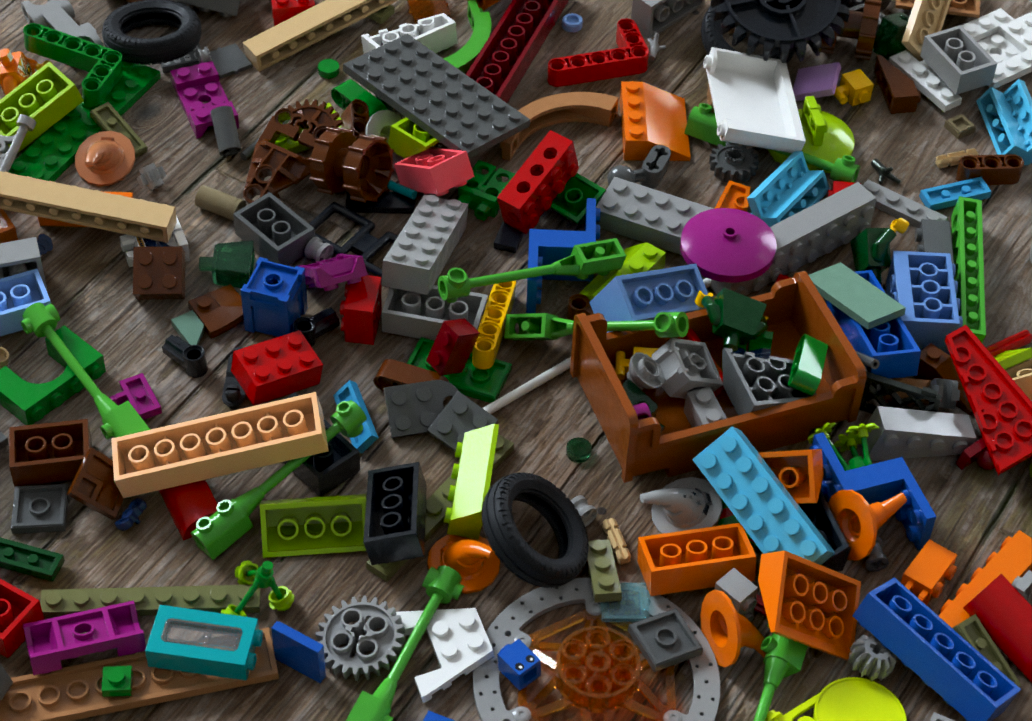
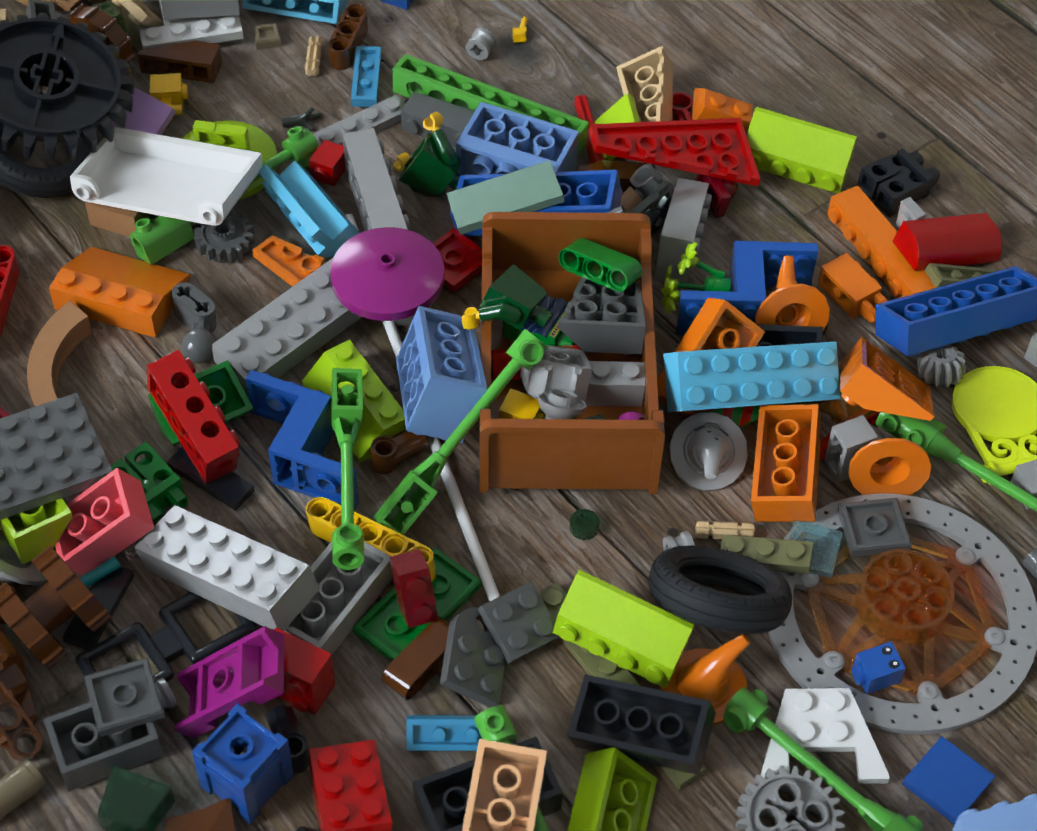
camera: 70 degrees left, 5 degrees up
(299, 223) = (124, 697): none -> dark grey tile

